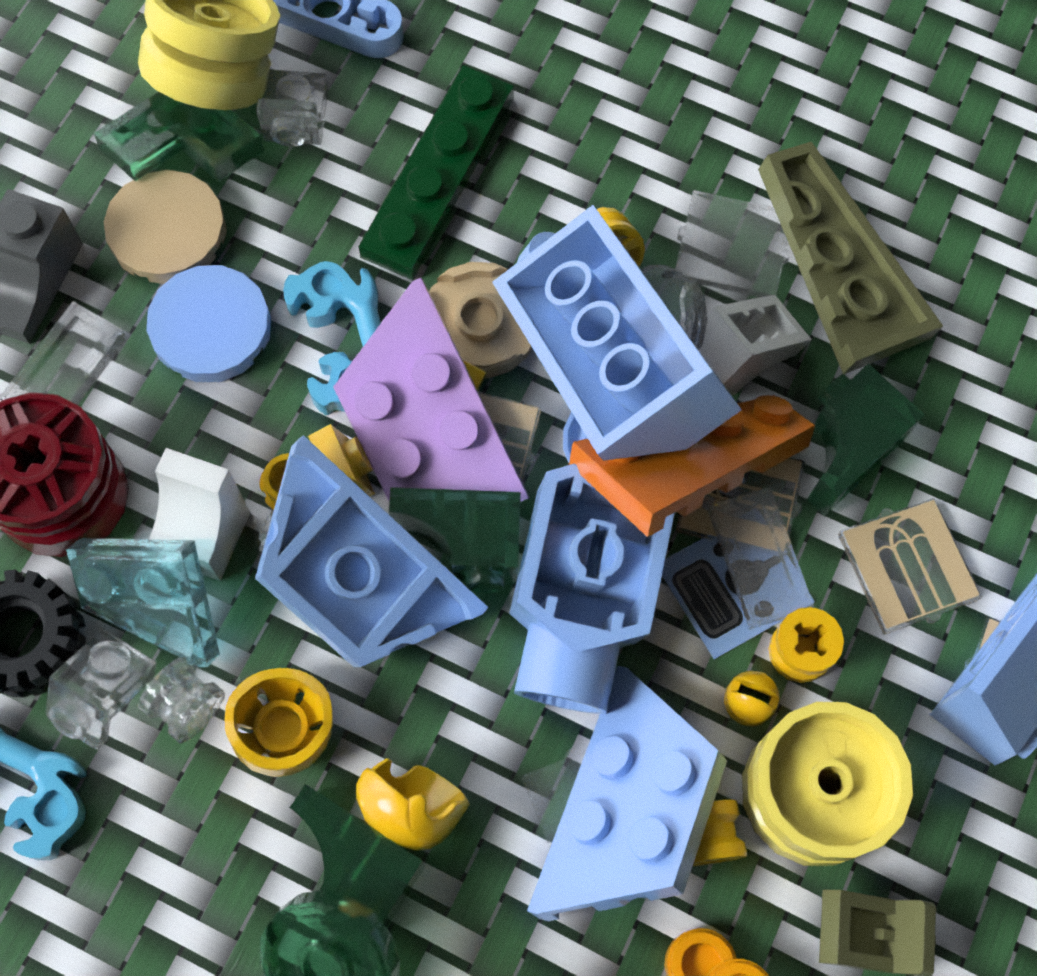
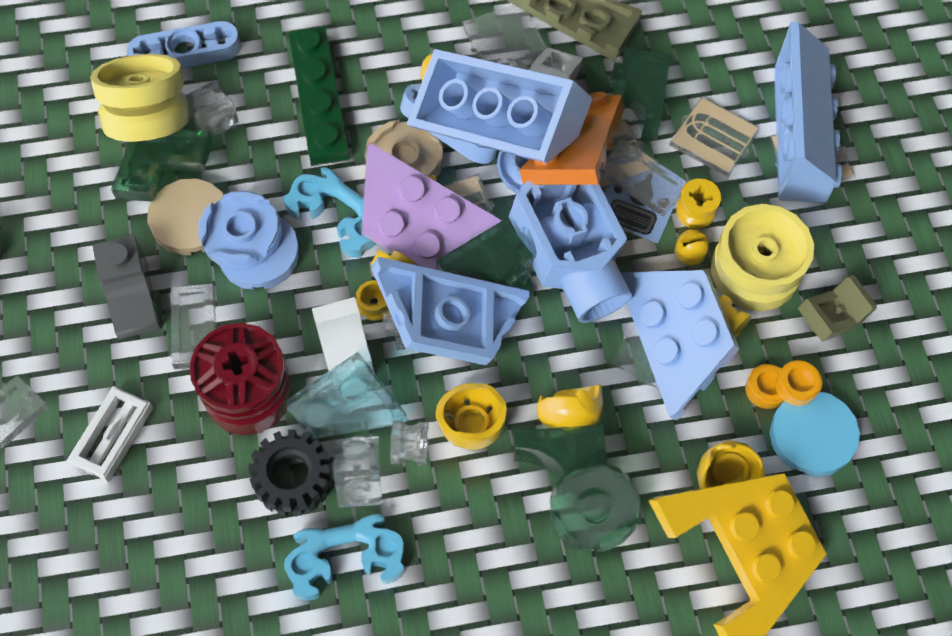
camera: 35 degrees left, 5 degrees down
(201, 284) = (240, 230): none -> light blue tile

